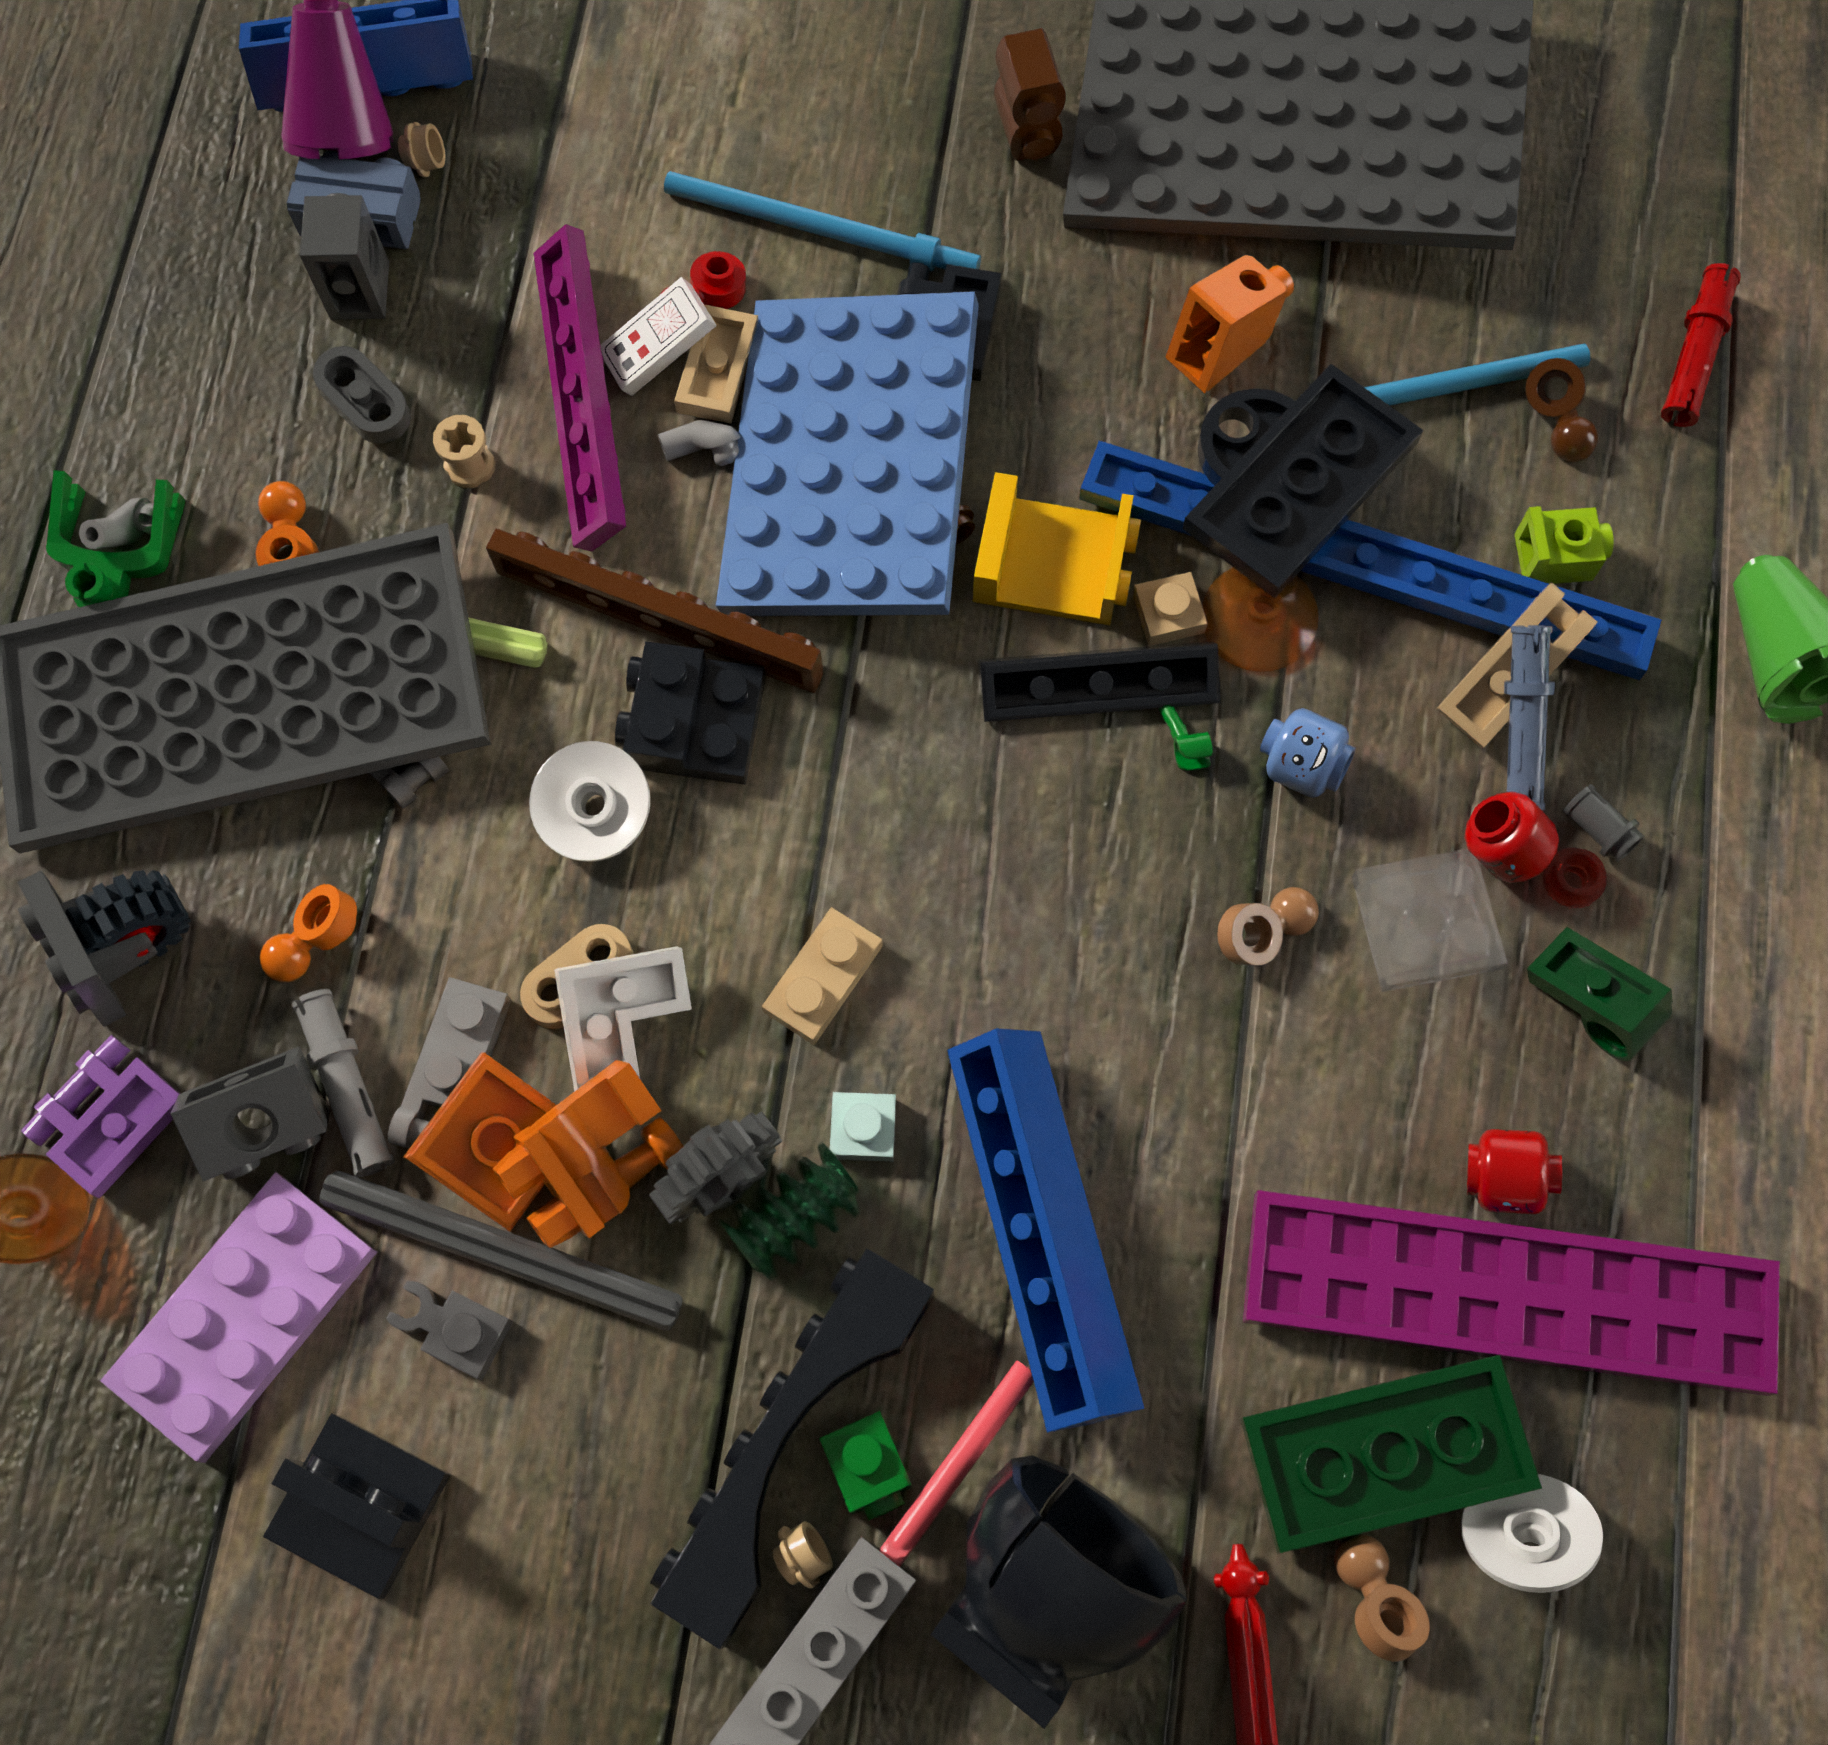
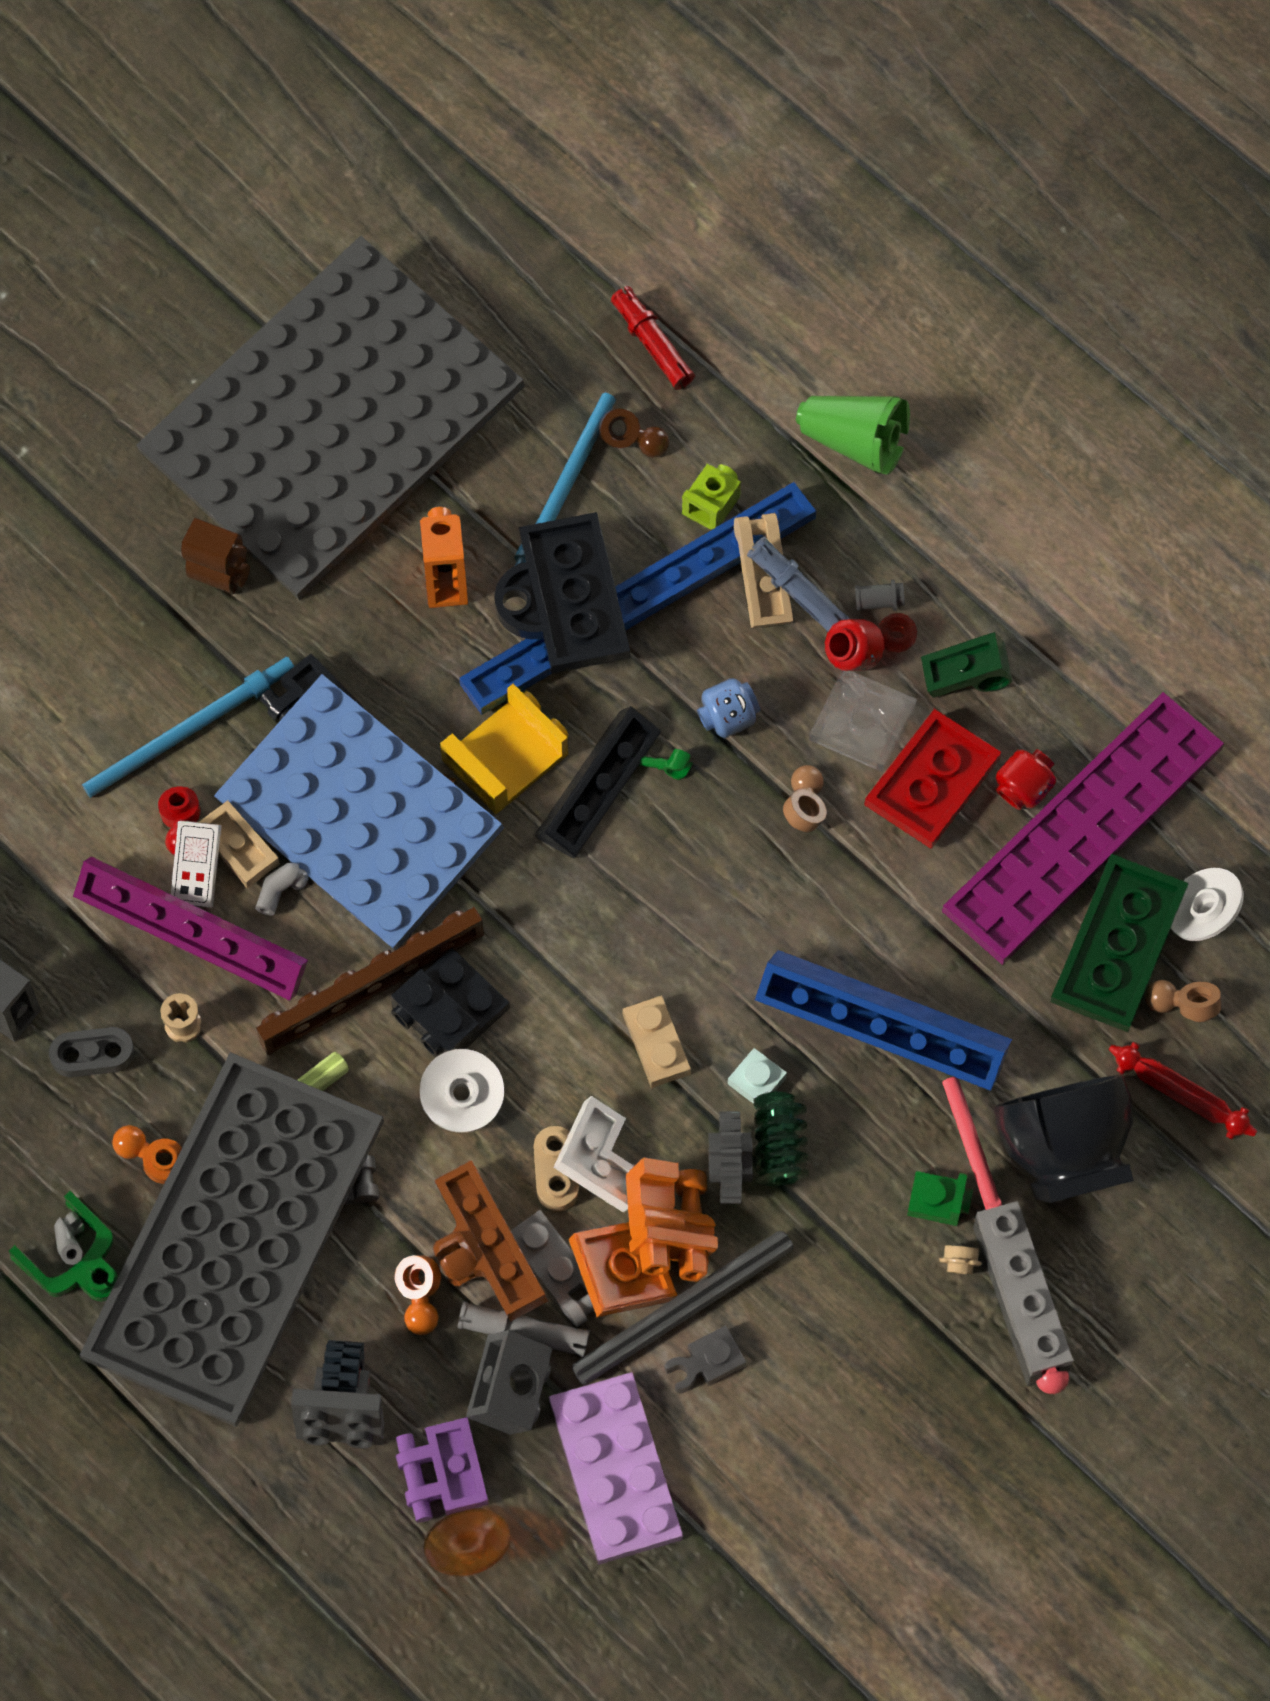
camera: 55 degrees left, 5 degrees down
(355, 1505) = (768, 1469): black bracket -> none
(410, 962) = (484, 1244): none -> dark orange plate
(719, 1568) = (937, 1300): black arch -> none
(1169, 608) = (586, 716): tan plate -> none
(1257, 639) = (635, 689): clear orange dish -> none
(1419, 1056) = (932, 778): none -> red plate

